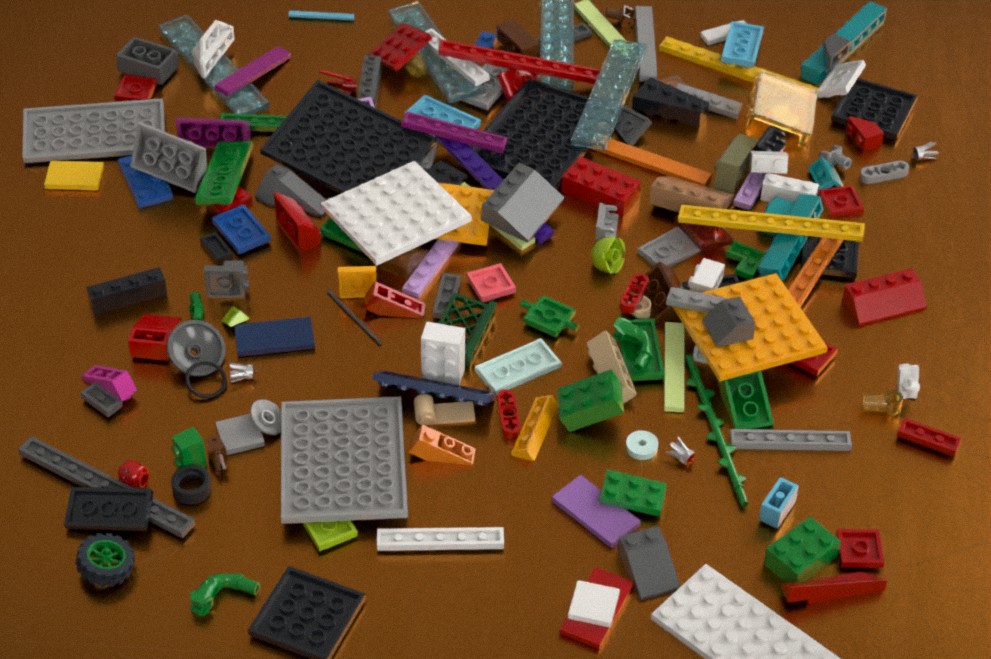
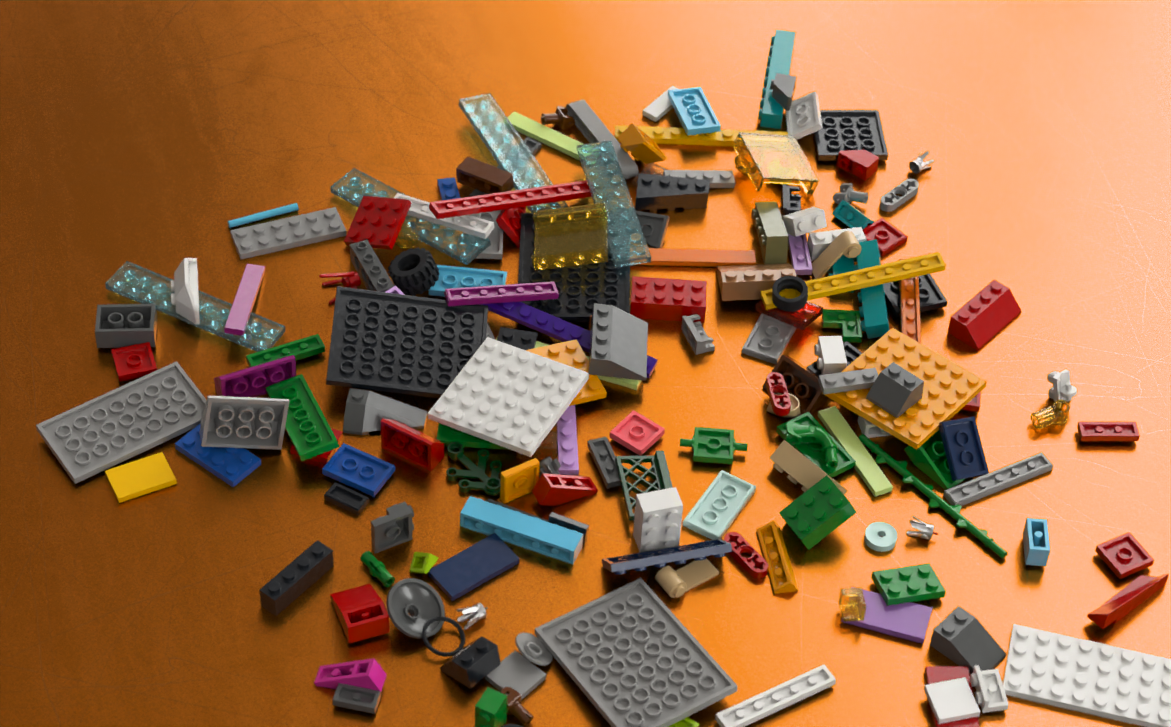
camera: 30 degrees left, 0 degrees up
(210, 407) = (473, 662): none -> black slope
(330, 34) = (288, 233): none -> light grey plate
(330, 243) = (490, 485): none -> dark green plant
(333, 322) = (521, 530): none -> medium azure brick
(371, 335) = (570, 524): none -> tile
(393, 281) = (549, 466): none -> dark grey gear
(400, 93) = (413, 271): none -> black tyre
(440, 448) = (706, 613): orange slope -> none
(549, 107) = (570, 236): none -> clear yellow panel
(565, 488) = (852, 604): none -> clear yellow panel
(608, 254) = (723, 365): lime cylinder -> none
(636, 609) = (989, 690): none -> white bracket
(670, 55) = (640, 145): none -> light orange slope
(702, 223) = (789, 282): none -> black tyre
(768, 398) = (963, 448): none -> dark blue tile
(787, 192) = (844, 244): none -> tan door
(802, 552) = (1084, 579): green brick -> none

